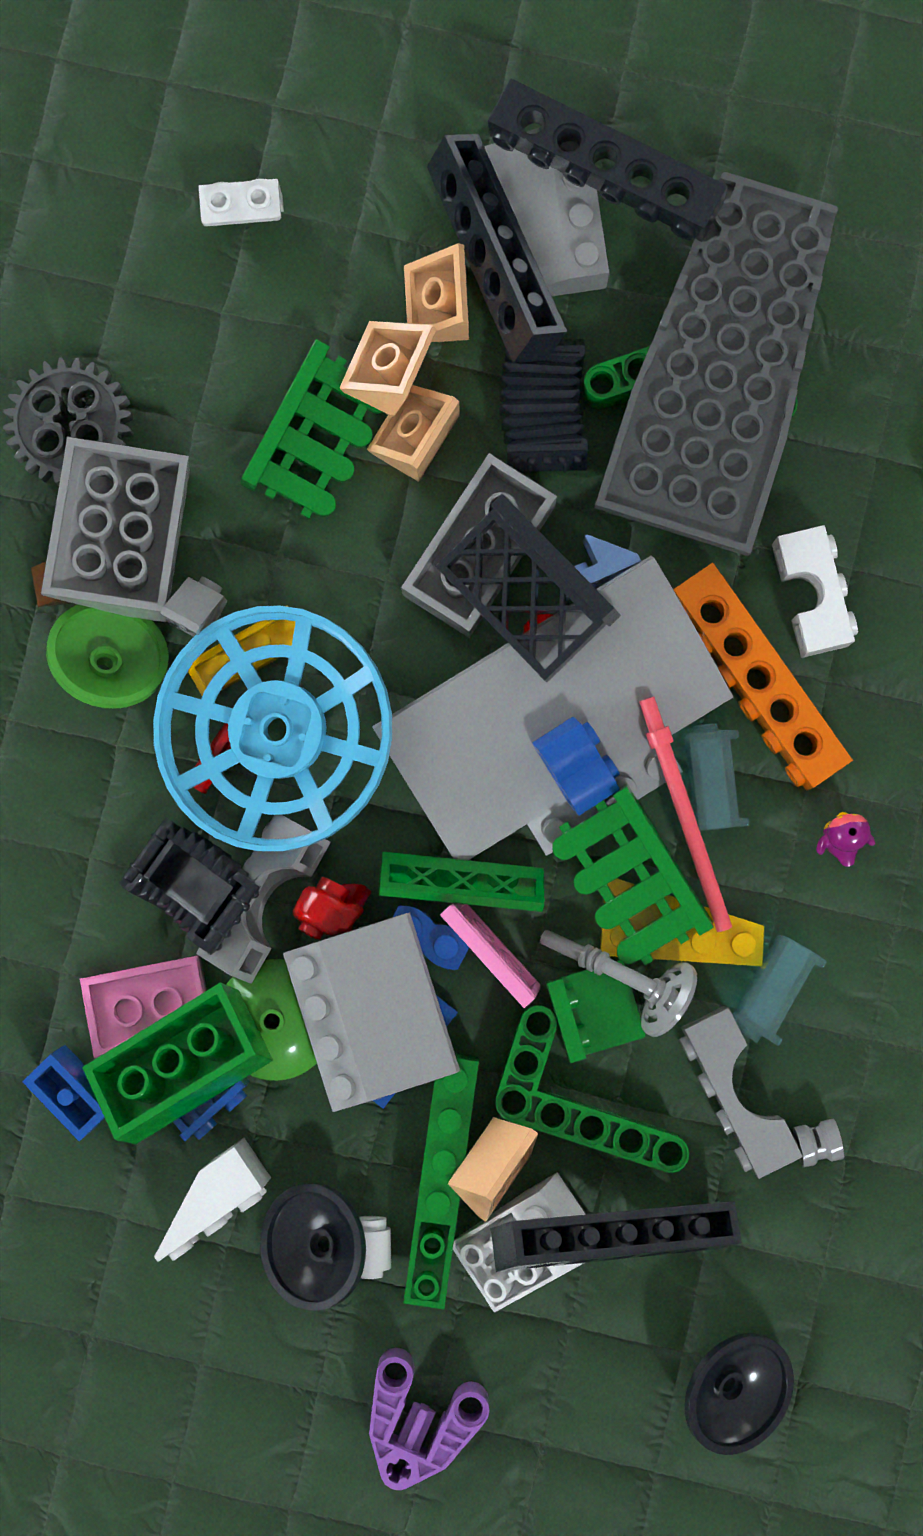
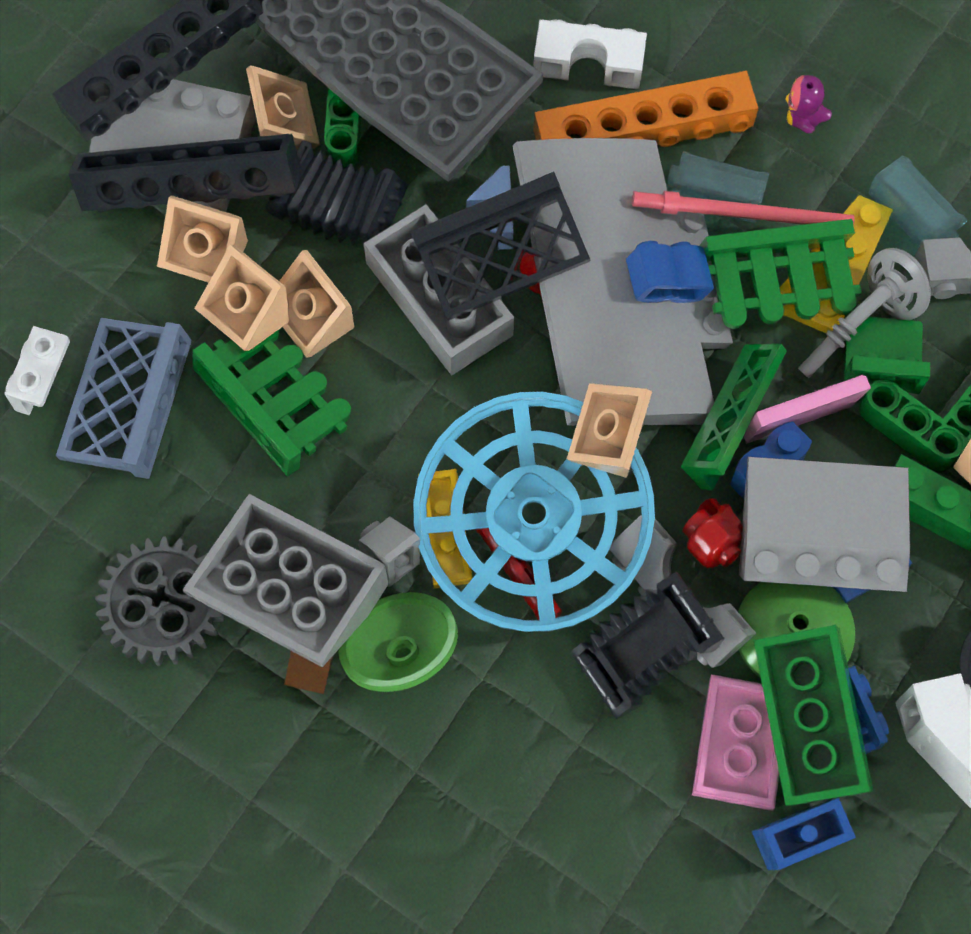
camera: 75 degrees left, 15 degrees down
(256, 327) = (155, 394): none -> sand blue fence
(365, 768) = (609, 427): none -> light nougat slope
(615, 309) = (282, 106): none -> light nougat slope

